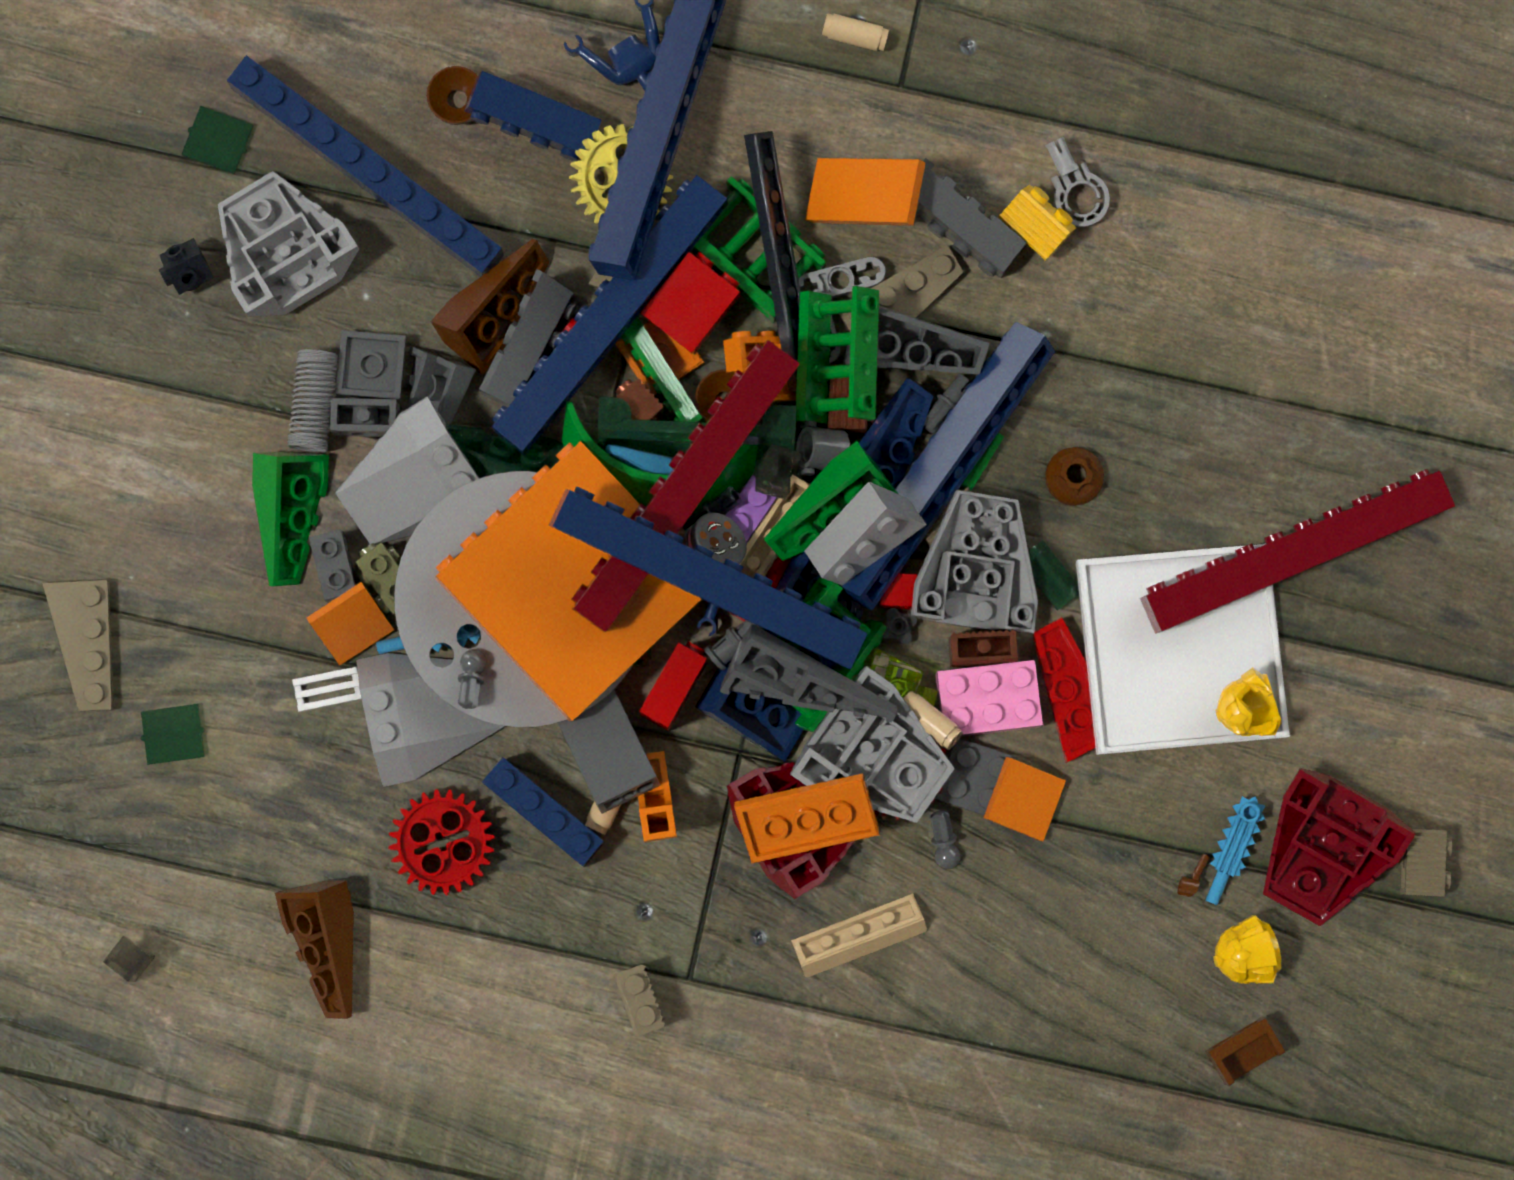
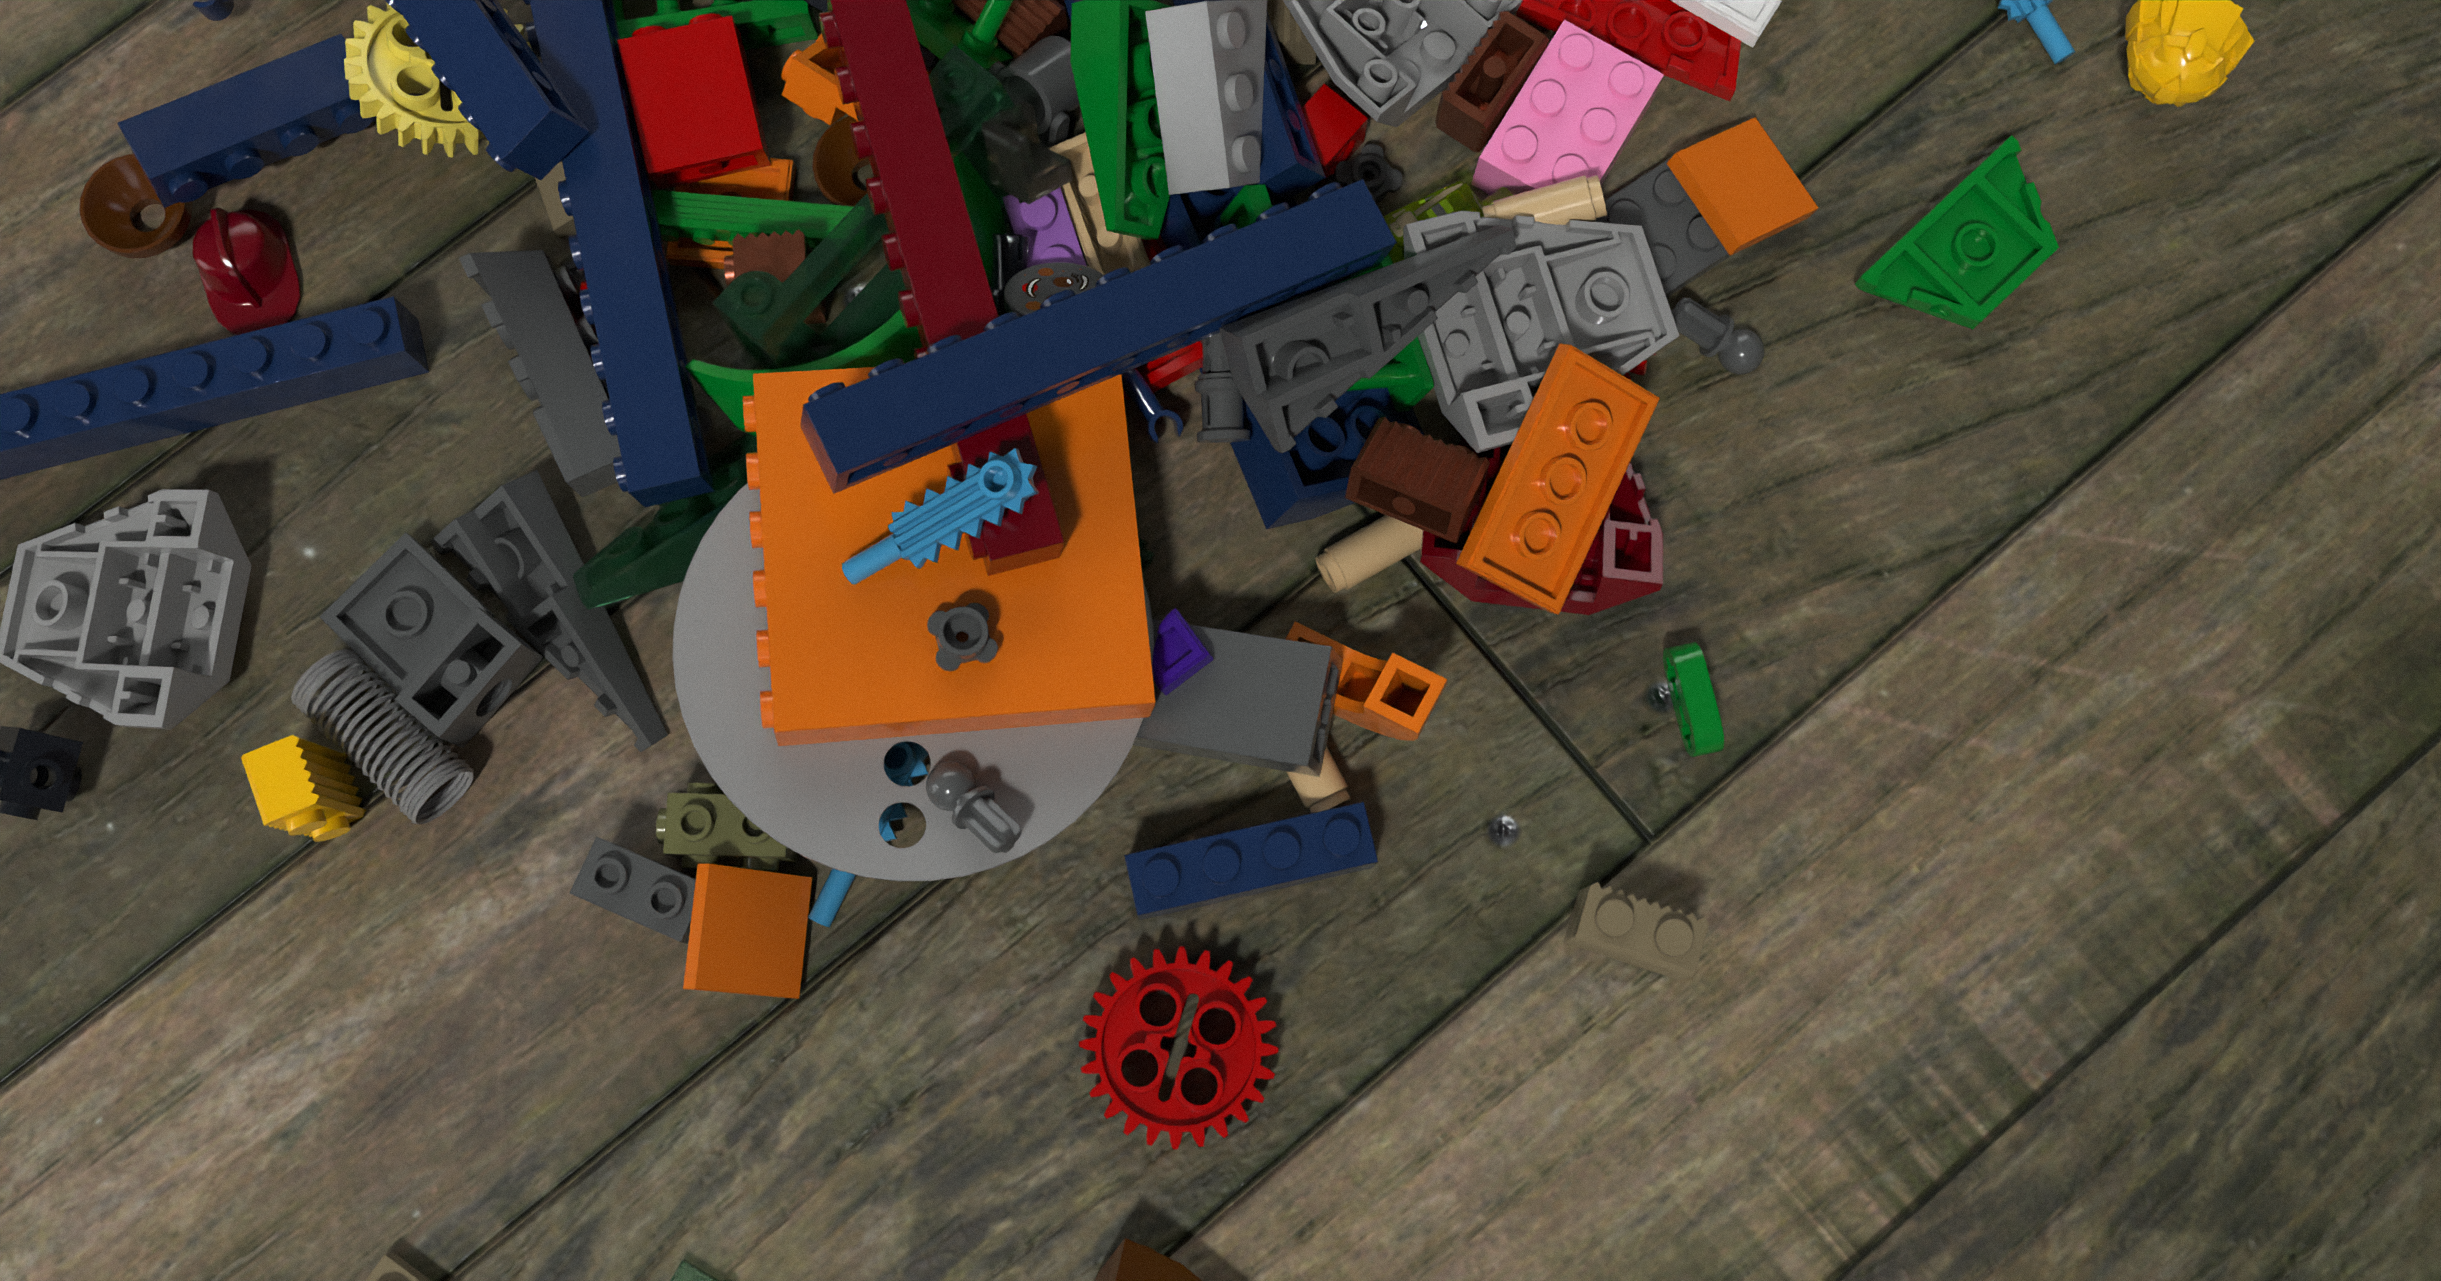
camera: 50 degrees left, 5 degrees down
(265, 389) = (303, 788): none -> yellow brick
(286, 502) = (498, 890): green wedge -> none
(300, 695) = (794, 1090): white tile -> none
(405, 475) = (596, 680): light grey wedge -> none
(409, 722) = (965, 951): light grey wedge -> none
(466, 164) = (246, 270): none -> dark red piece
(480, 314) = (464, 405): reddish brown wedge -> none
(545, 619) = (966, 619): none -> dark grey plate
(575, 575) = (946, 516): none -> dark azure piece
(605, 712) = (1177, 653): none -> dark purple tile
(641, 460) = (850, 325): dark azure slope -> none
(674, 685) = (1215, 530): red brick -> none
(724, 759) = (1367, 552): none -> tan piece
(761, 757) = (1417, 479): none -> copper brick
(764, 951) = (1693, 699): none -> green beam
(859, 935) = (1764, 553): tan slope -> none
(1078, 924) = (1969, 246): none -> green wing
(1190, 886) = (2023, 63): reddish brown hand -> none
(1244, 1050) = (2305, 157): reddish brown panel -> none

